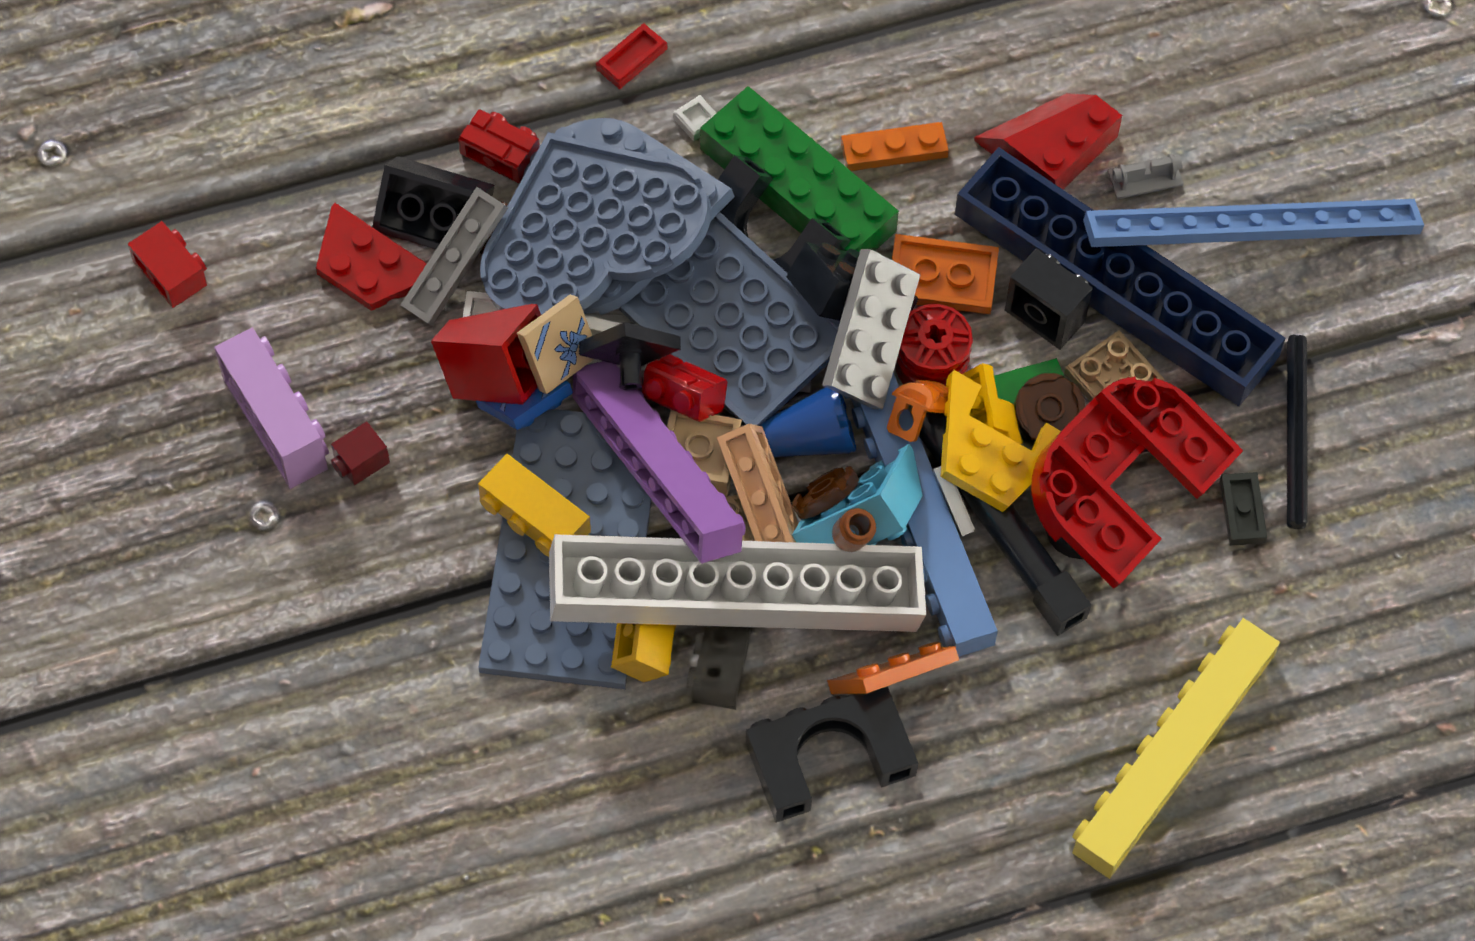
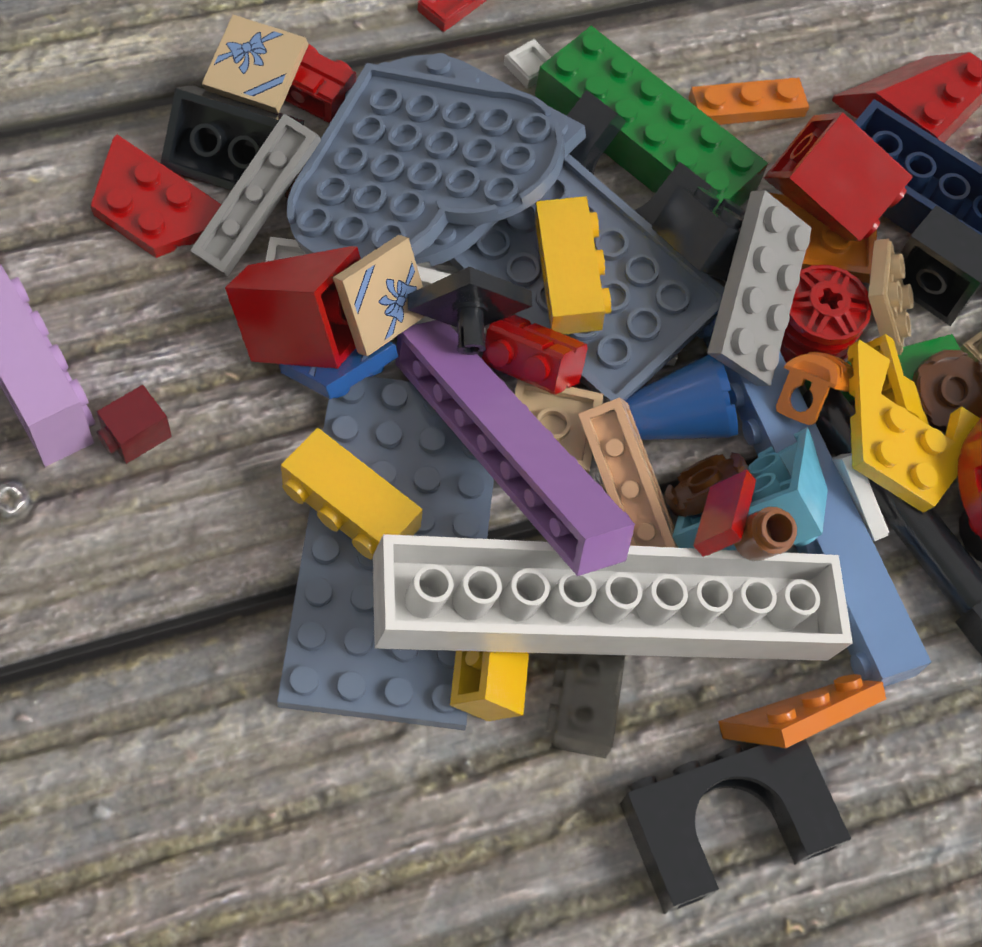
camera: 10 degrees left, 0 degrees up
(451, 138) = (255, 64): none -> tan tile
(716, 312) = (571, 265): none -> yellow brick
(826, 514) = (725, 513): none -> red tile
(956, 224) = (839, 176): none -> red slope
(994, 328) = (889, 295): none -> tan tile

